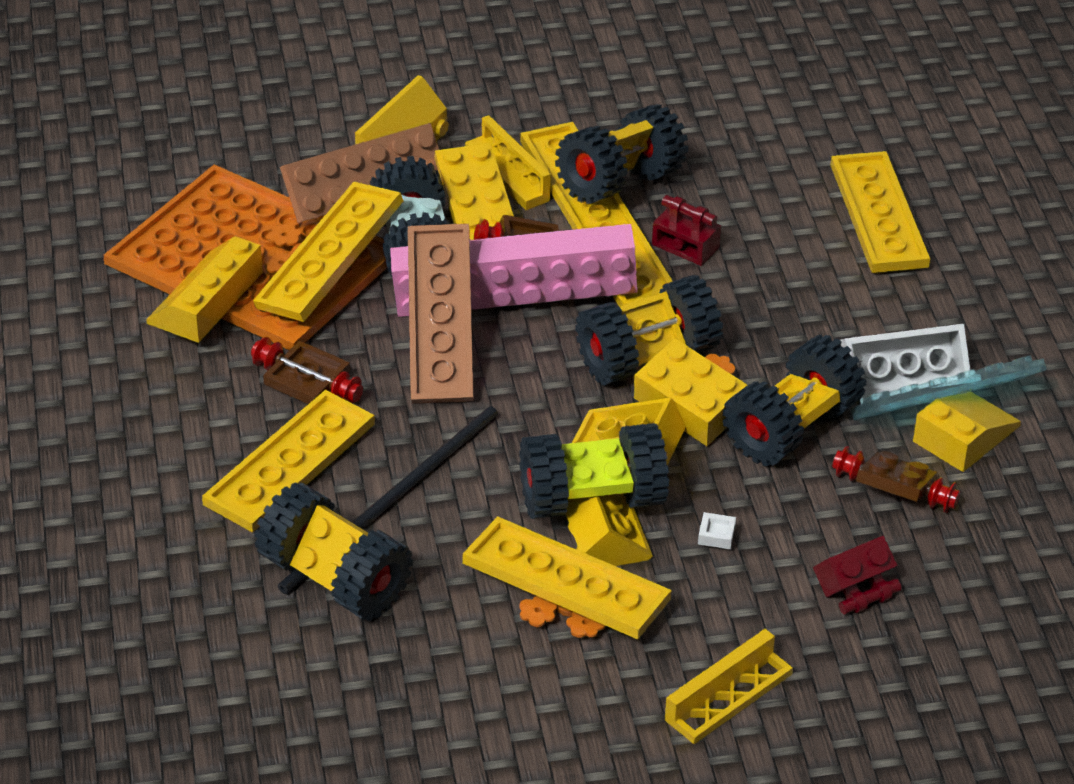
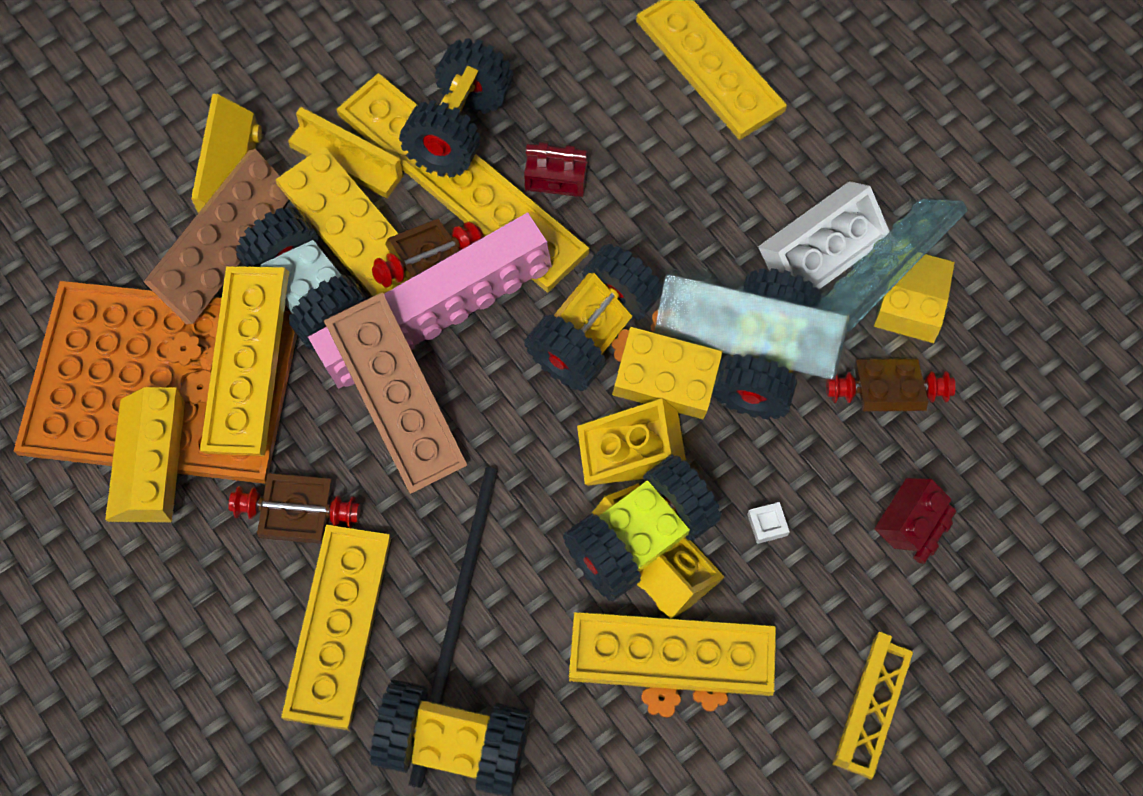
camera: 25 degrees left, 25 degrees up
(813, 381) = (752, 324): none -> clear light blue plate

